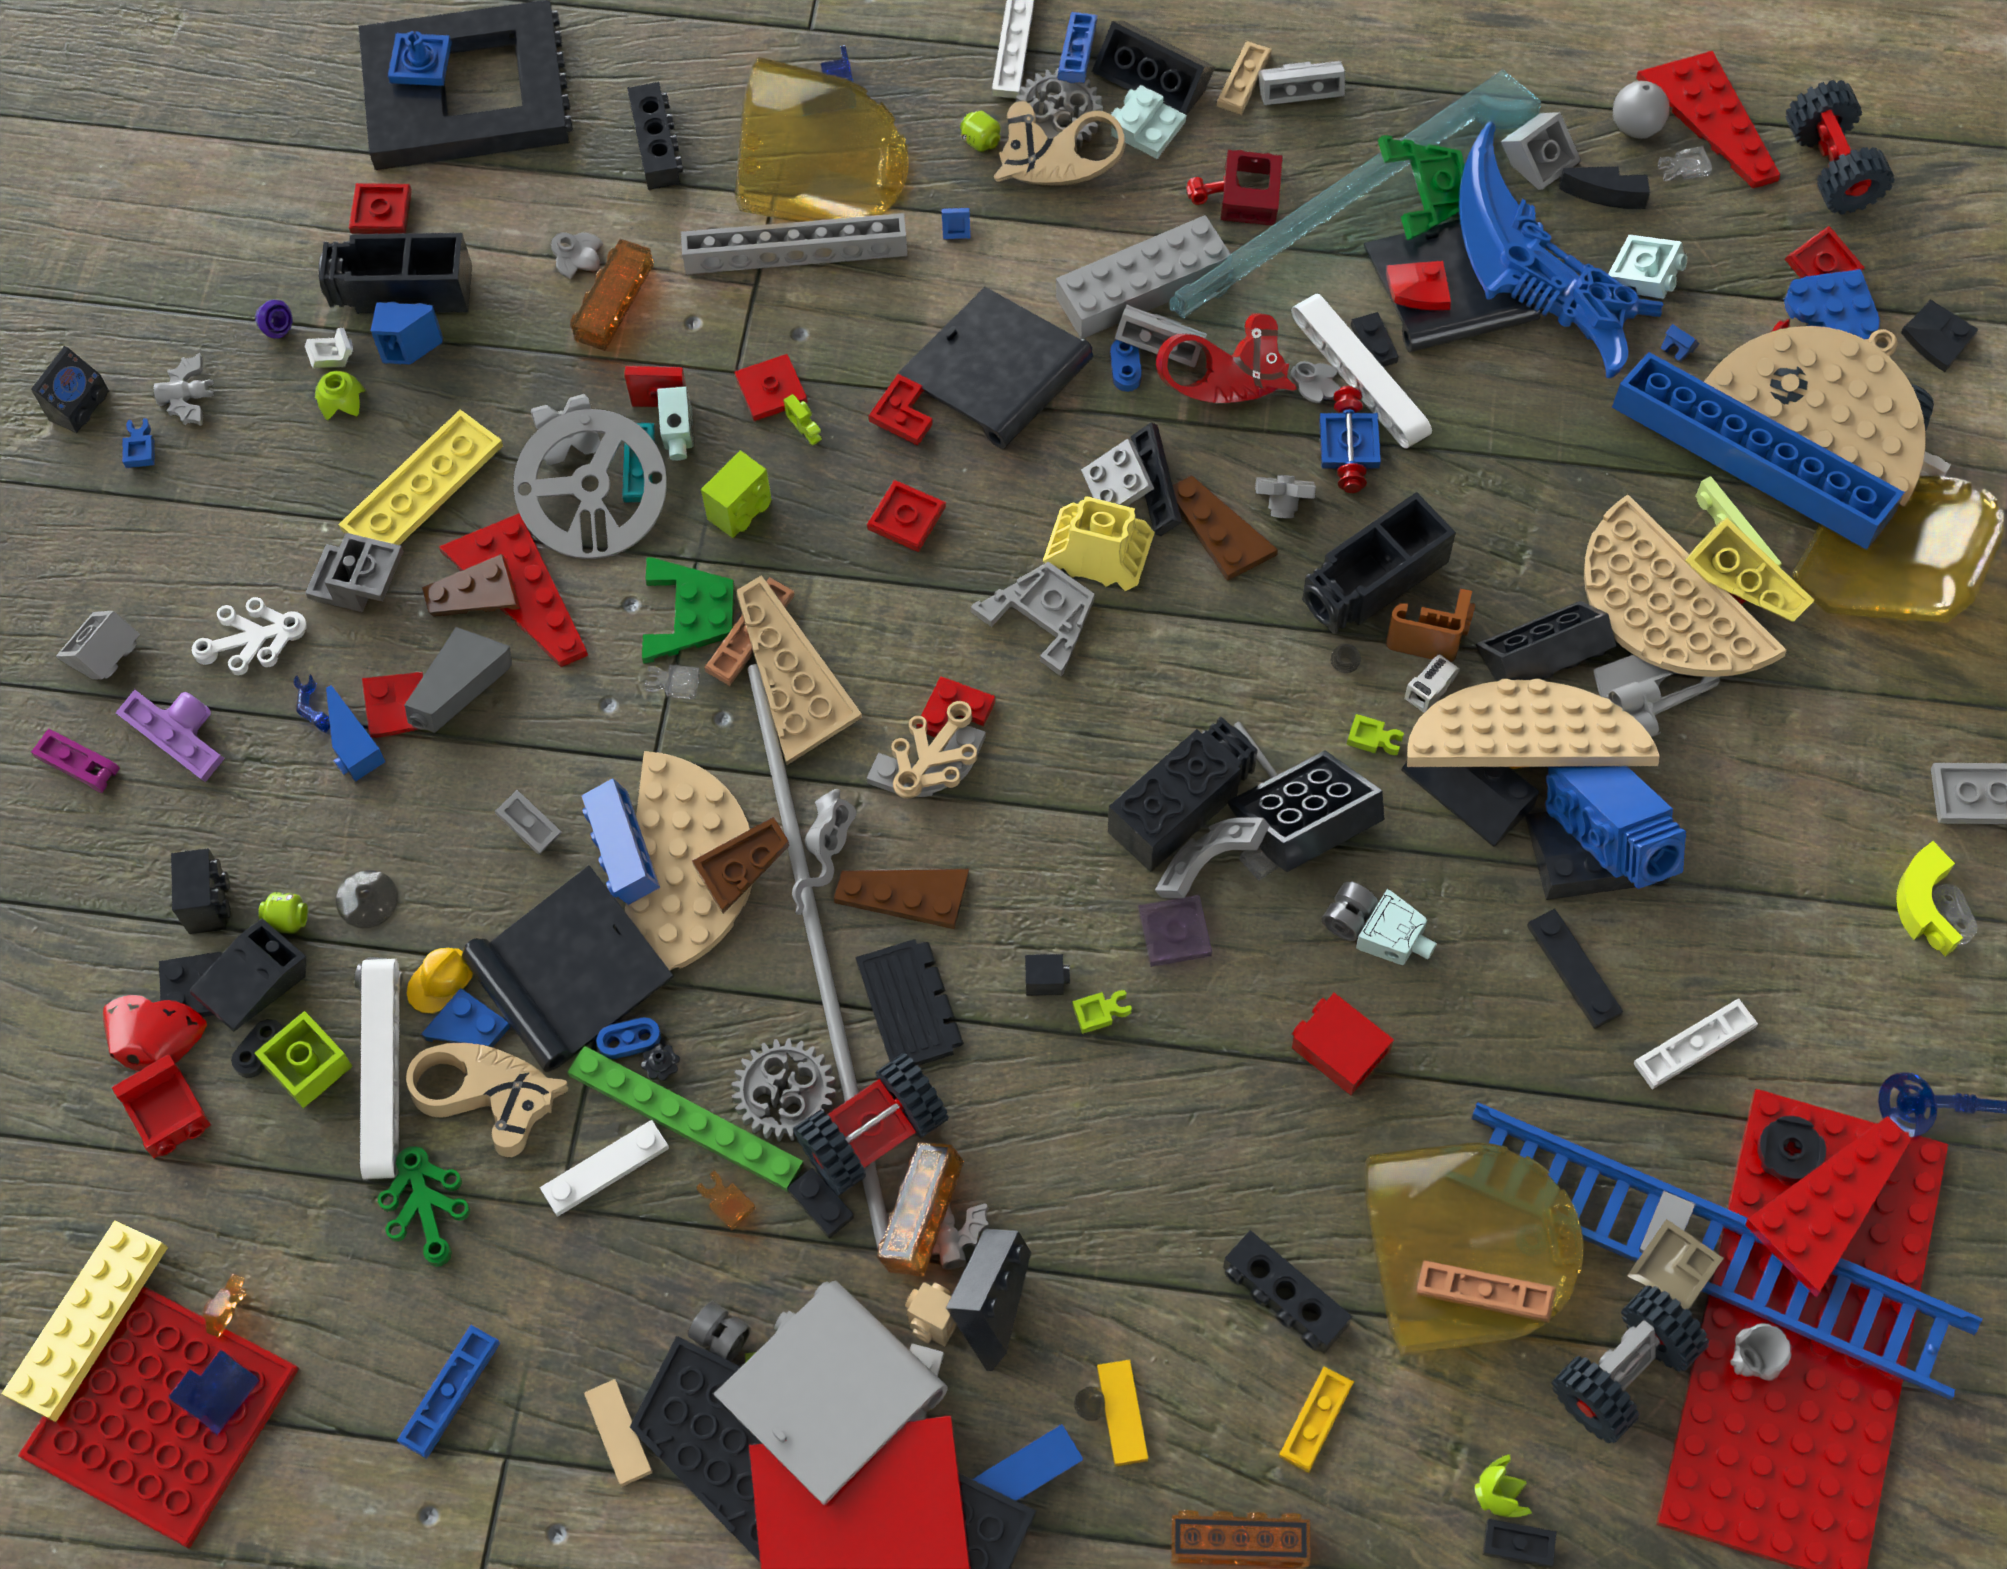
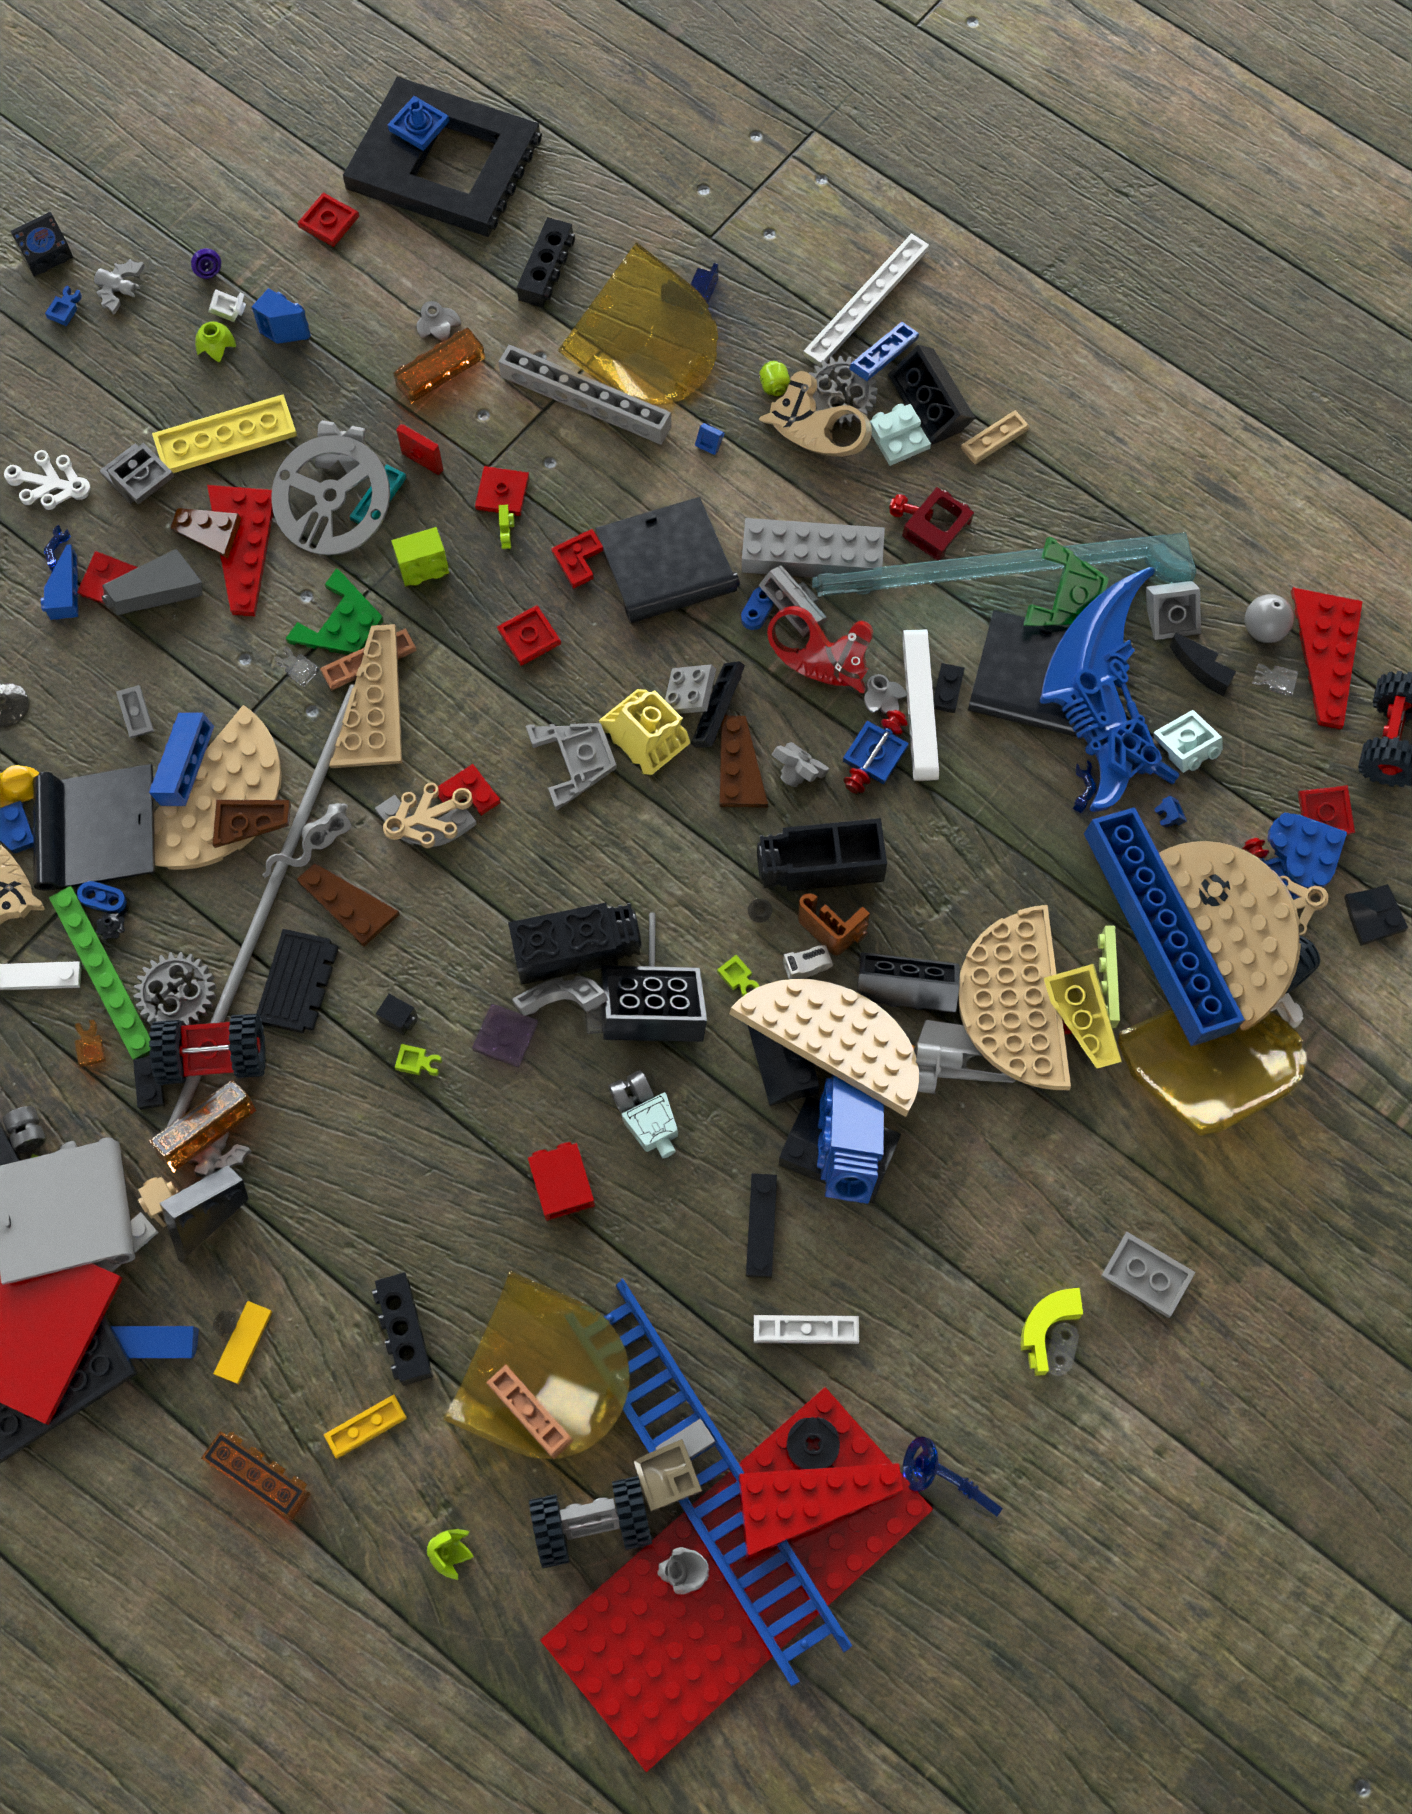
camera: 30 degrees right, 5 degrees up
(397, 269) = (303, 273): black piece -> none
(675, 421) = (417, 481): light aqua torso -> none
(1302, 82) = (1032, 463): light grey piece -> none
(1419, 285) = (1003, 664): red plate -> none
(1519, 1543) = (436, 1594): black plate -> none
(1584, 360) = (1082, 801): none -> clear blue arm

